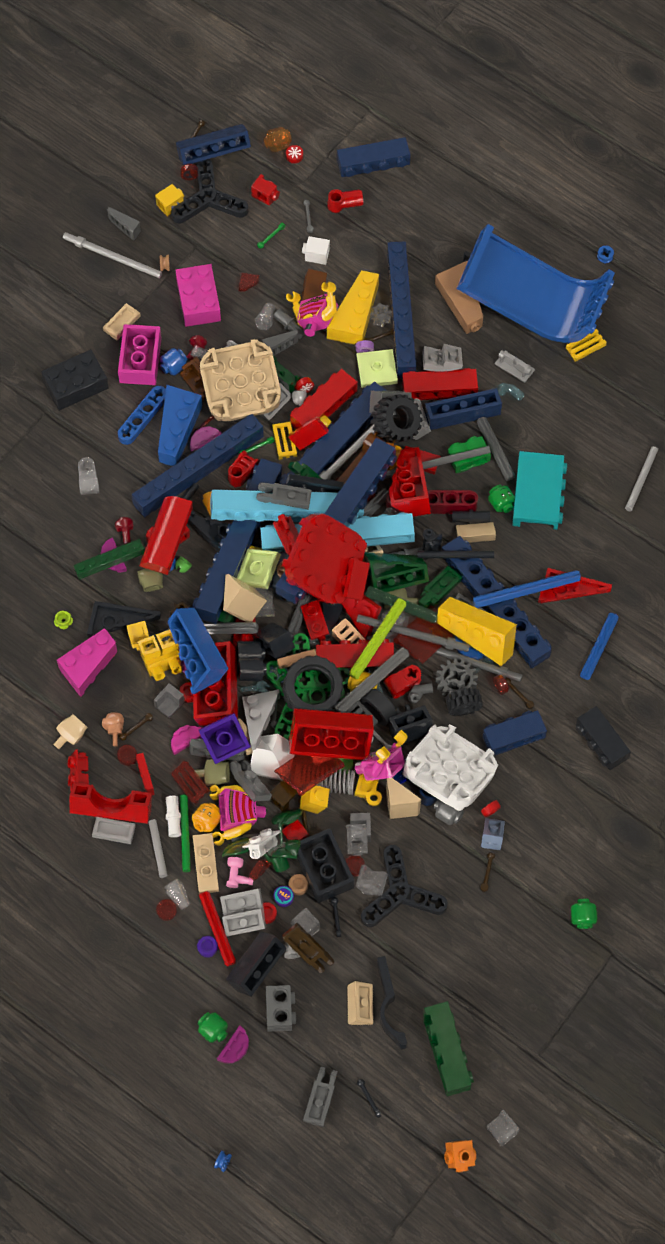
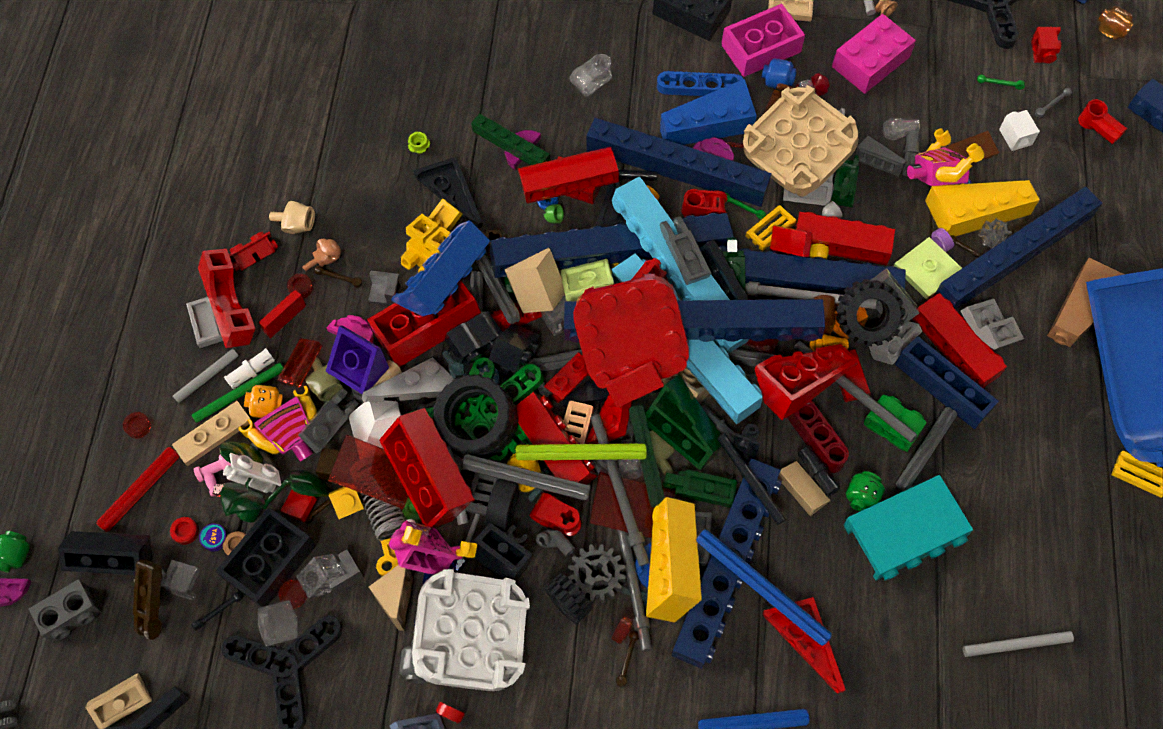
camera: 60 degrees right, 0 degrees up
(87, 660) = (381, 186): dark pink wedge -> none
(124, 525) = (561, 135): dark red plate -> none
(150, 580) = (513, 194): olive piece -> none
(177, 893) = (157, 425): clear cone -> none
(207, 946) = (111, 490): dark purple tile -> none
(243, 912) = (168, 505): light grey slope -> none
(248, 281) = (928, 89): clear red tile -> none
(290, 660) = (499, 378): medium nougat tile -> none
(294, 154) = (1113, 49): red tile -> none
(304, 384) = (850, 208): red tile -> none
(510, 388) = (1015, 420): clear light blue arm -> none
(514, 366) = (1048, 408): light grey hinge -> none
(514, 732) = (568, 682): dark blue brick -> none

